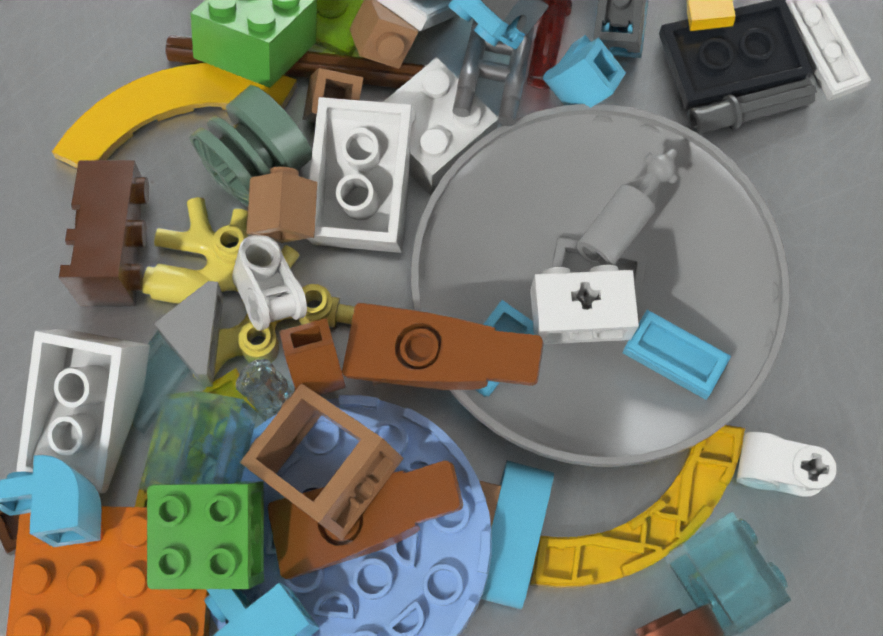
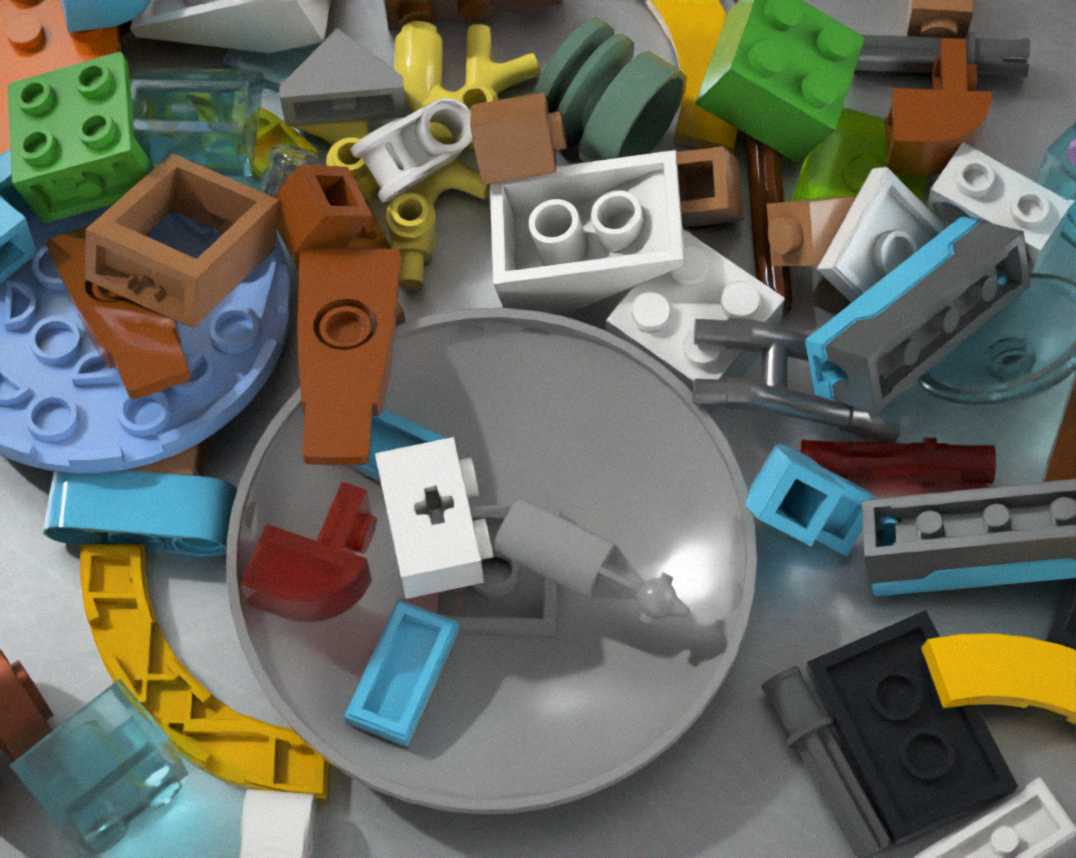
camera: 90 degrees right, 5 degrees down
(618, 391) = (310, 577): none -> clear red brick

